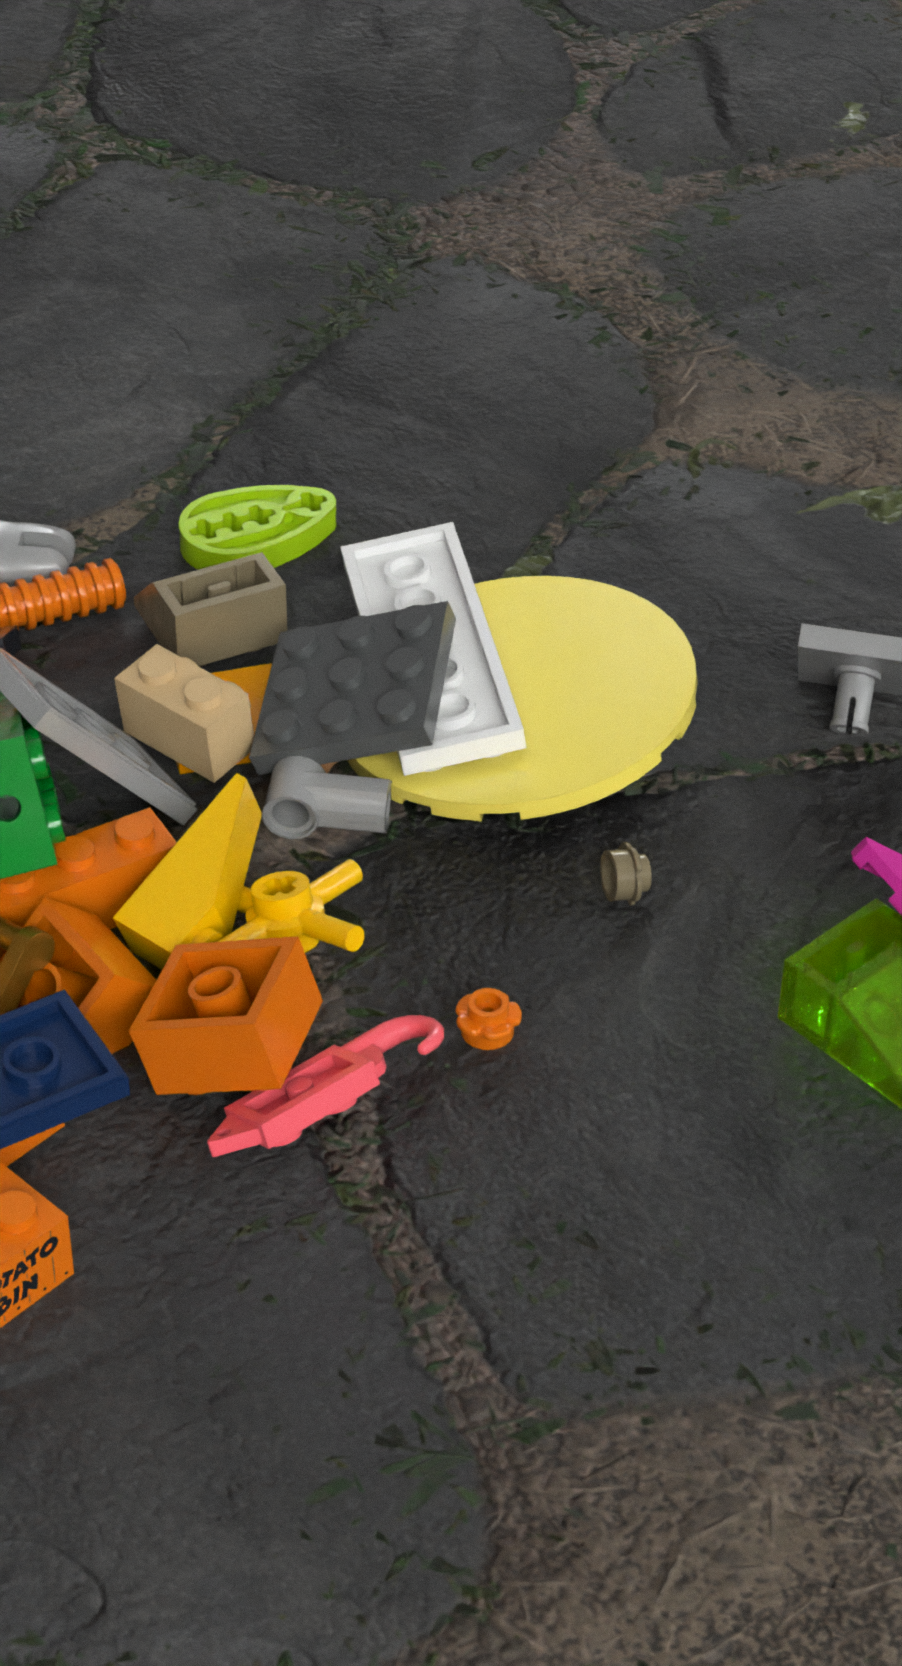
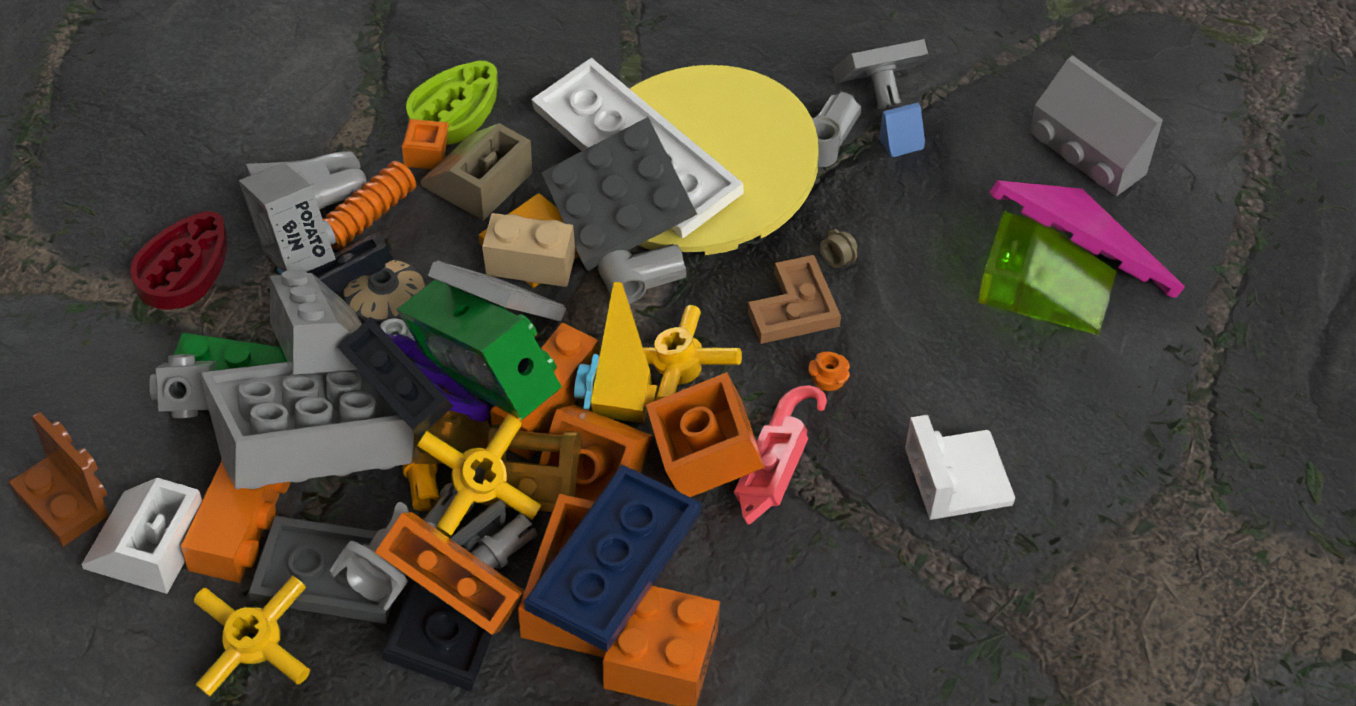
camera: 30 degrees left, 10 degrees up
(121, 884) = (585, 381): none -> medium azure plate
(172, 552) = (424, 143): none -> orange slope
(508, 929) = (802, 307): none -> medium nougat plate
(556, 1212) = (956, 471): none -> white bracket
(733, 724) = (834, 125): none -> light grey piece
(838, 762) = (902, 130): none -> medium blue slope

